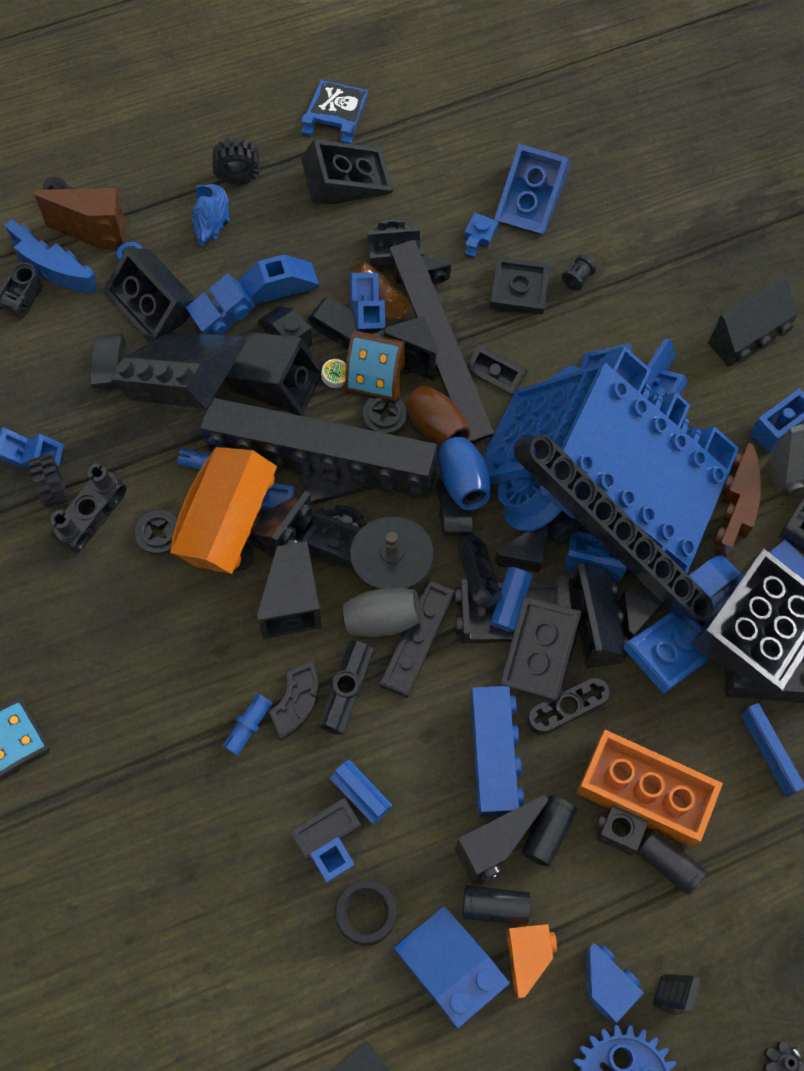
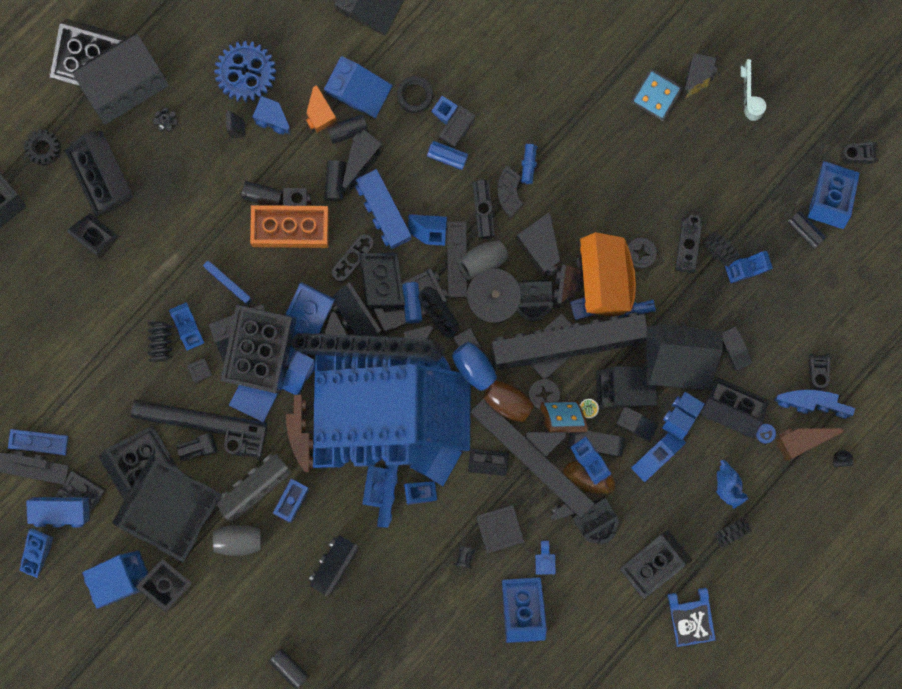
camera: 160 degrees right, 15 degrees up
(440, 692) = (428, 229): none -> blue slope

